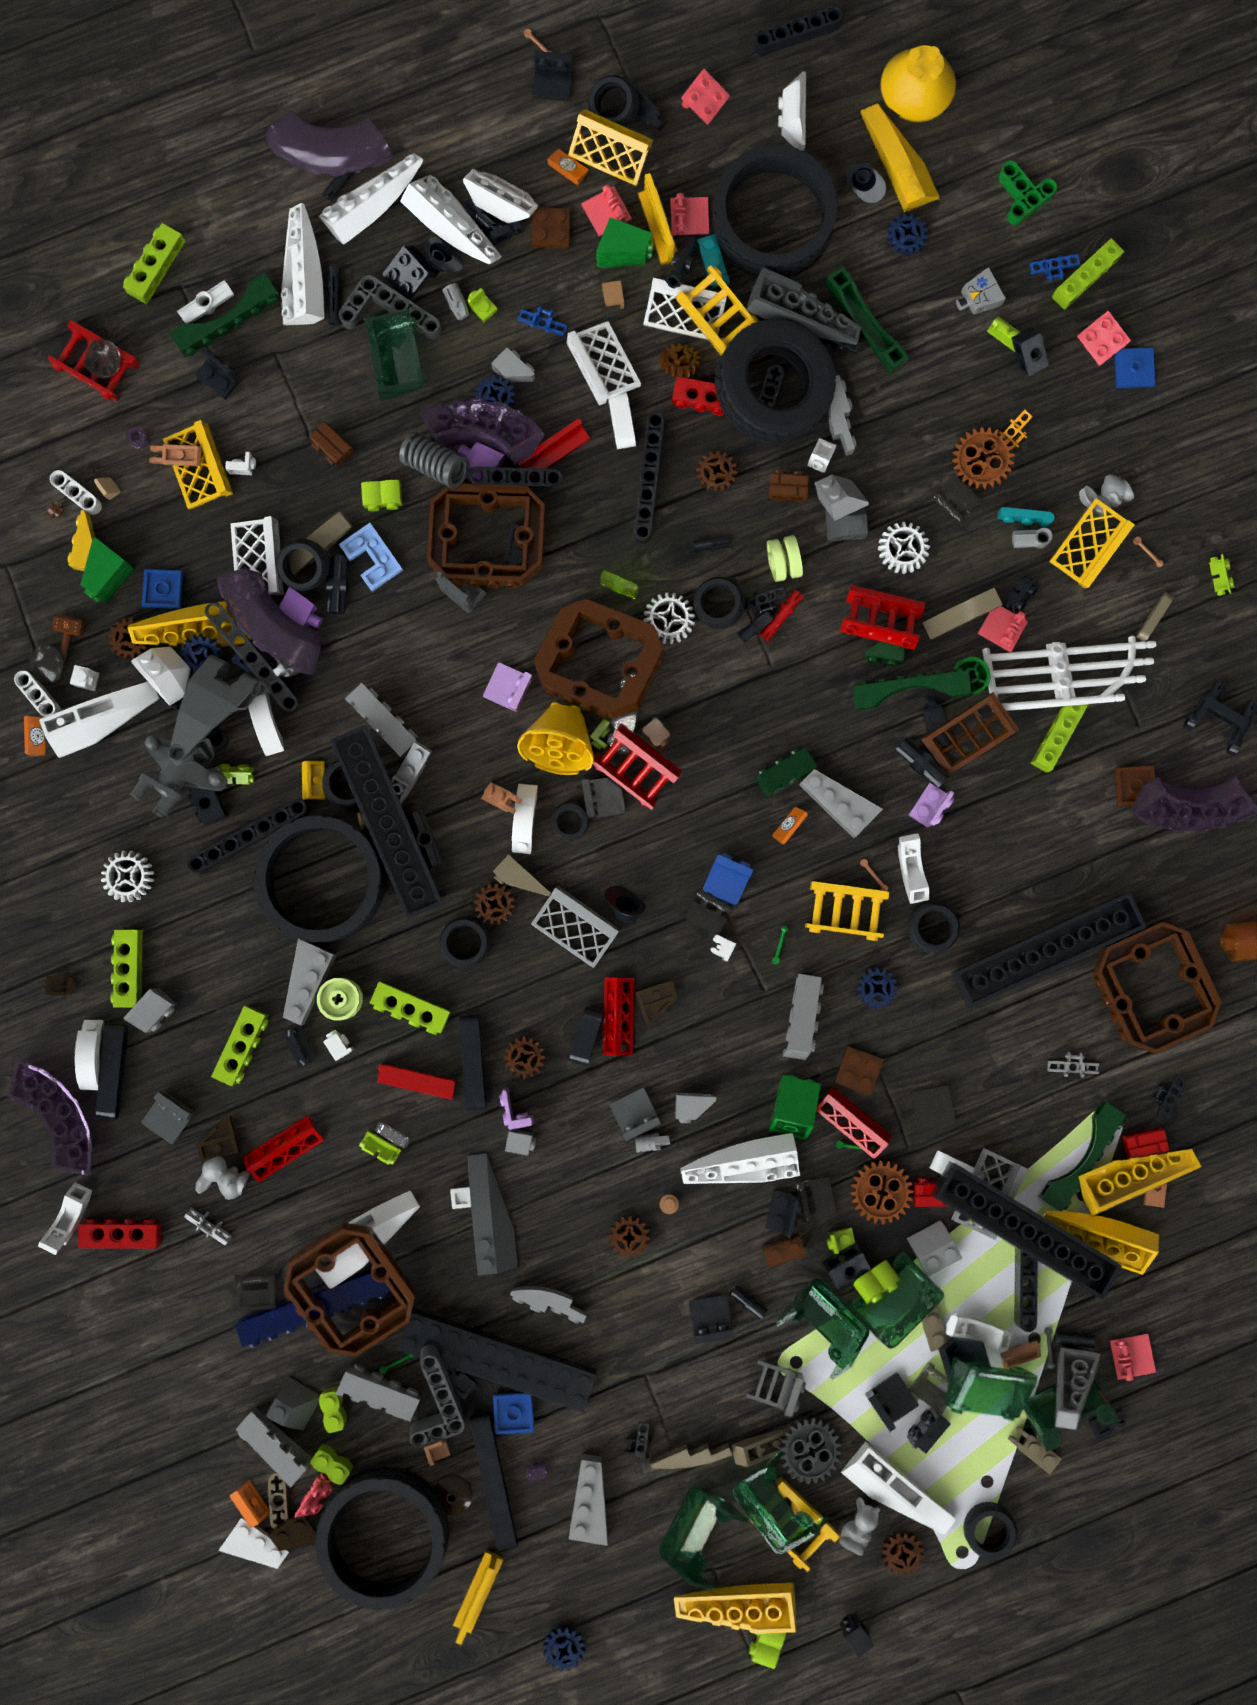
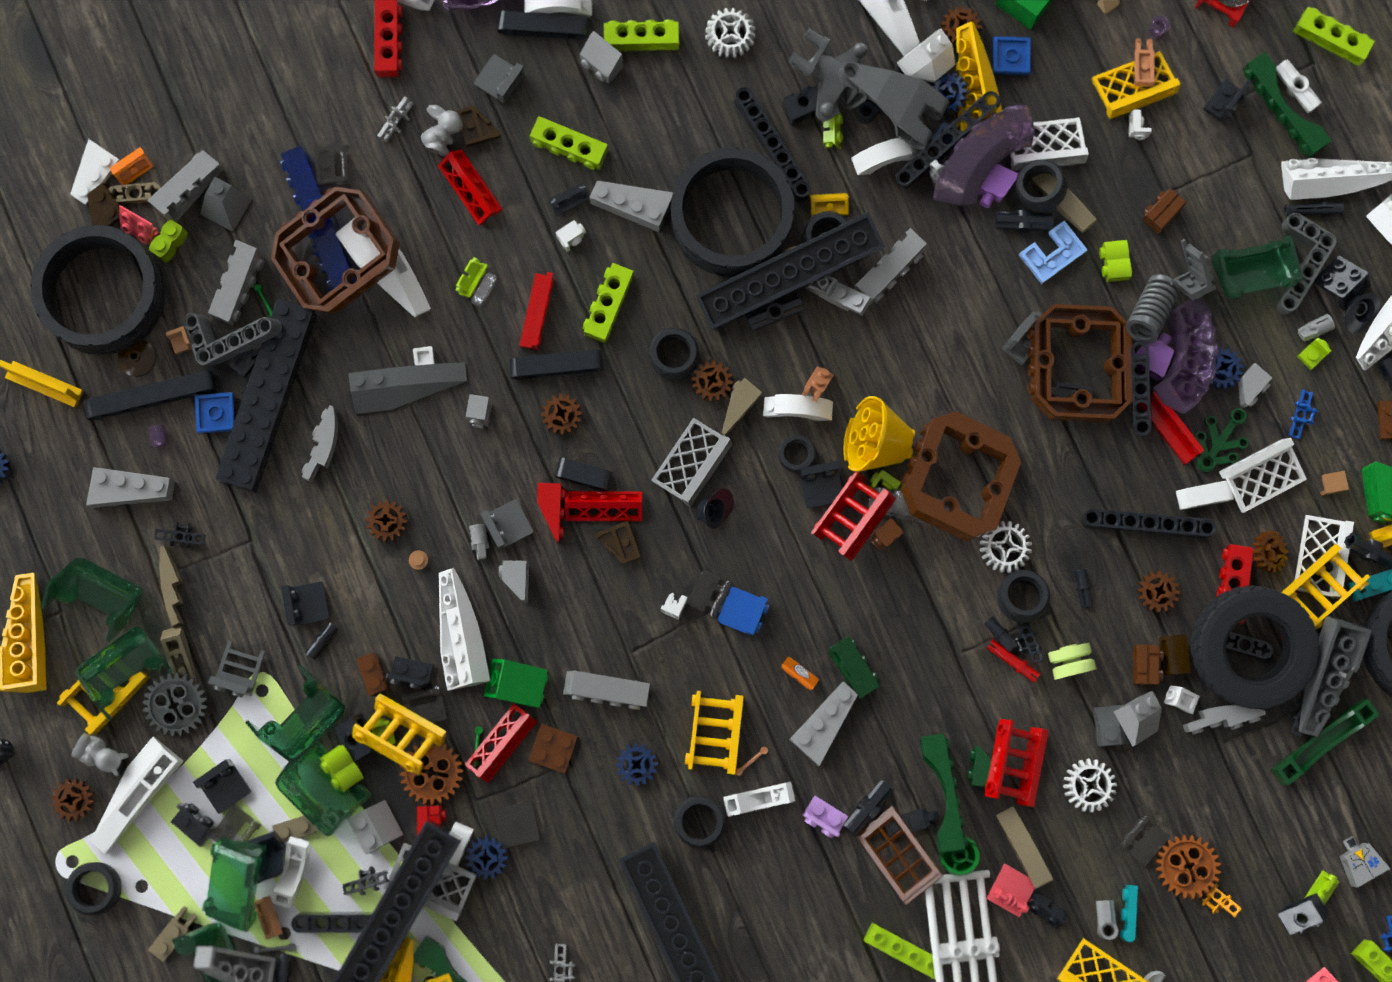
camera: 85 degrees right, 5 degrees down
(328, 998) = (613, 224): yellowish green wheel -> none
(334, 1413) = (216, 242): lime brick -> none
(405, 415) = (1197, 280): none -> dark grey plate
(508, 687) = (929, 389): lavender bracket -> none
(520, 1120) = (502, 399): lavender bracket -> none
(569, 404) = (1219, 442): none -> dark green plant
(615, 1070) = (549, 500): none -> red slope
(619, 584) = (1036, 495): clear neon green plate -> none
(778, 458) = (1175, 654): none -> dark brown hinge
(784, 929) = (663, 662): green hinge -> none
(827, 1223) = (407, 718): none -> yellow fence
(965, 1146) = (478, 857): none -> dark blue gear
(987, 1261) = (362, 880): none -> black piece

